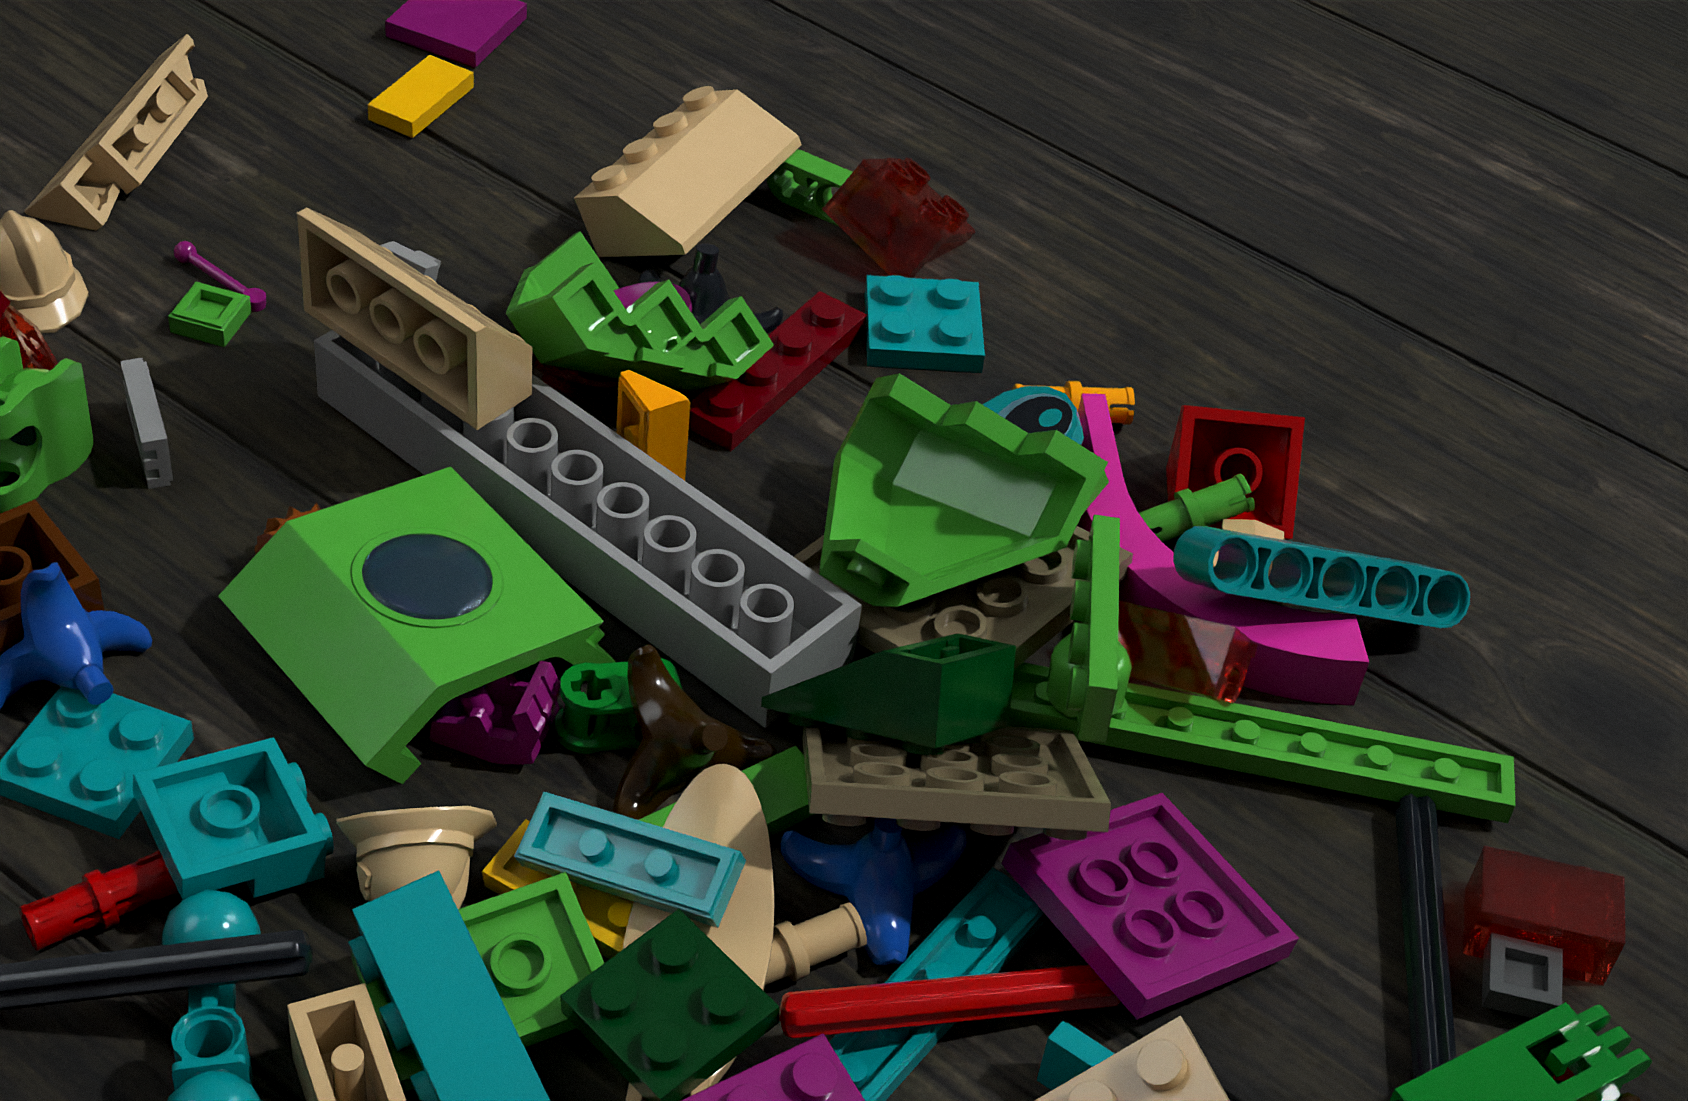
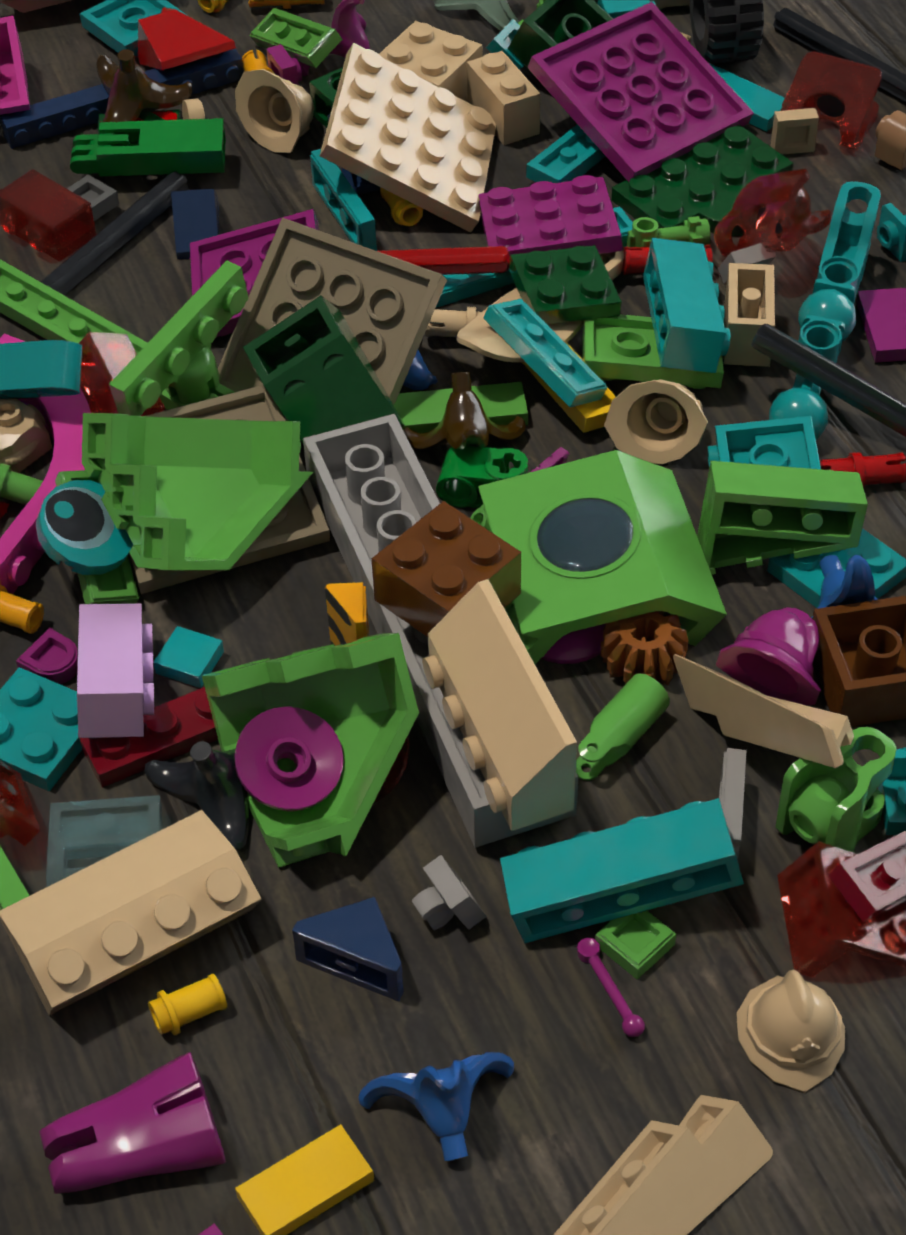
camera: 145 degrees left, 5 degrees up
(124, 444) = (765, 719): none -> tan wedge
(139, 540) = (776, 656): none -> magenta piece
(182, 704) = (778, 511): none -> bright green wedge
(210, 310) = (620, 870): none -> teal brick
(304, 468) = (621, 724): none -> bright green piece
(337, 142) = (441, 1095): none -> blue piece
(473, 222) = (352, 946): none -> dark blue slope
(556, 442) = (439, 563): none -> reddish brown brick
(567, 85) = (138, 1132): none -> magenta piece
(603, 153) = (187, 1004): none -> yellow pin
(771, 247) = (97, 830): none -> clear light blue plate
(823, 422) = (188, 656): none -> teal tile
(870, 326) = (114, 671): none -> lavender brick
(965, 381) = (51, 657): none -> magenta tile
(1344, 1010) = (194, 218): none -> dark blue slope

